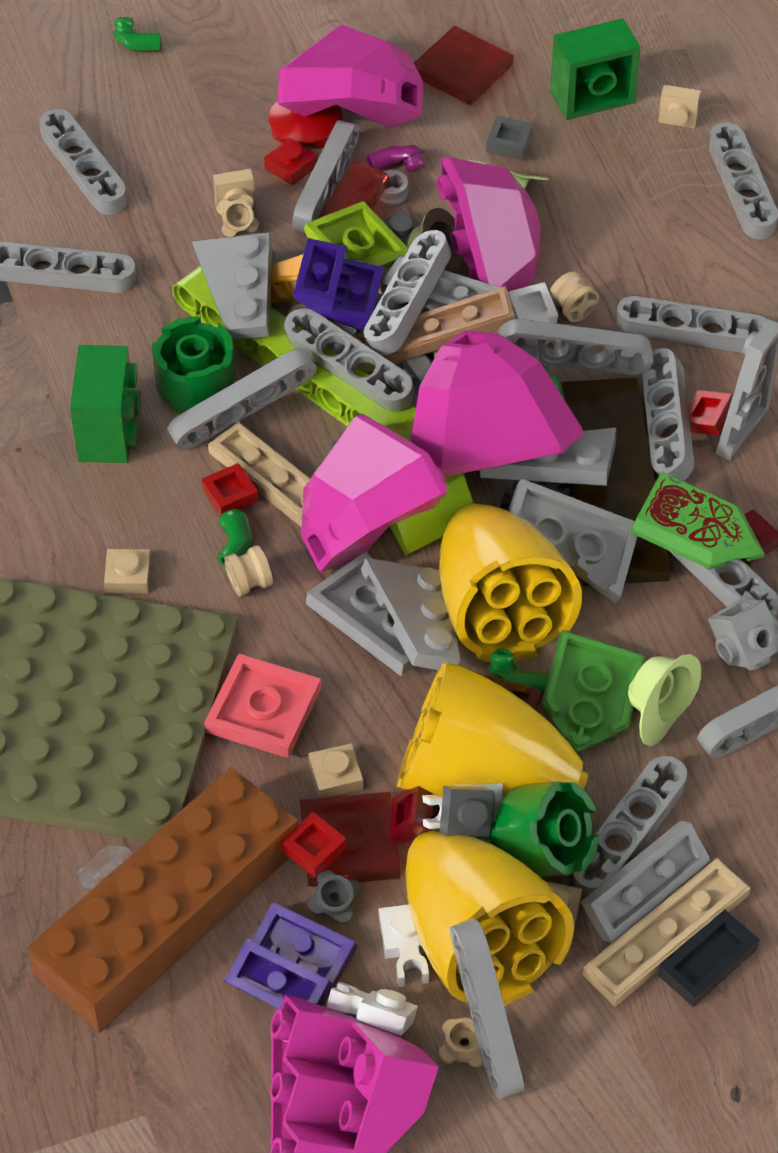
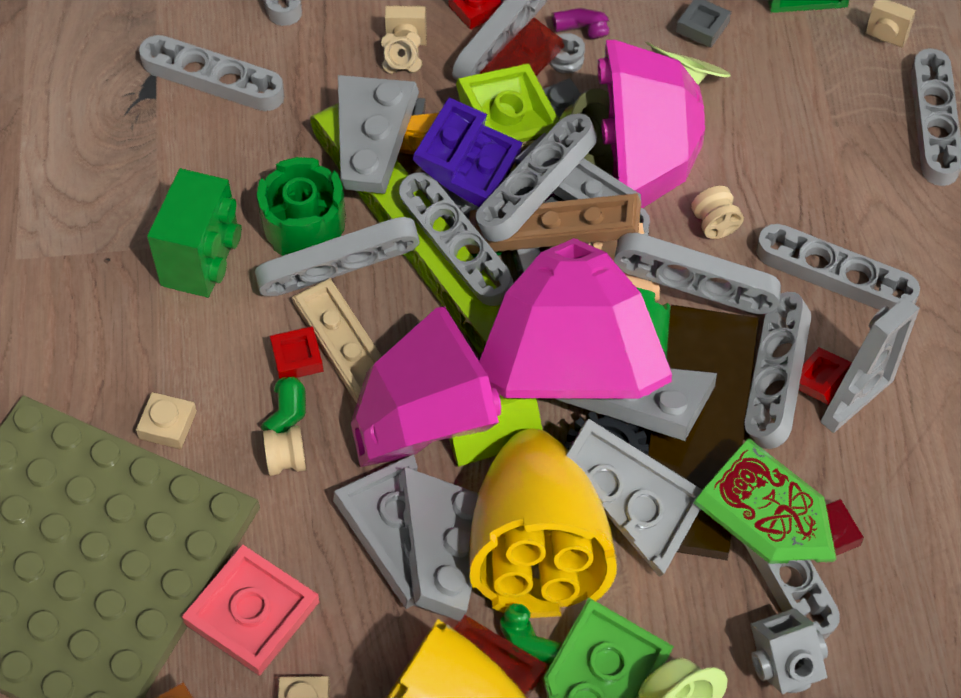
camera: 15 degrees right, 5 degrees up
(535, 304) = (671, 216): white plate -> none

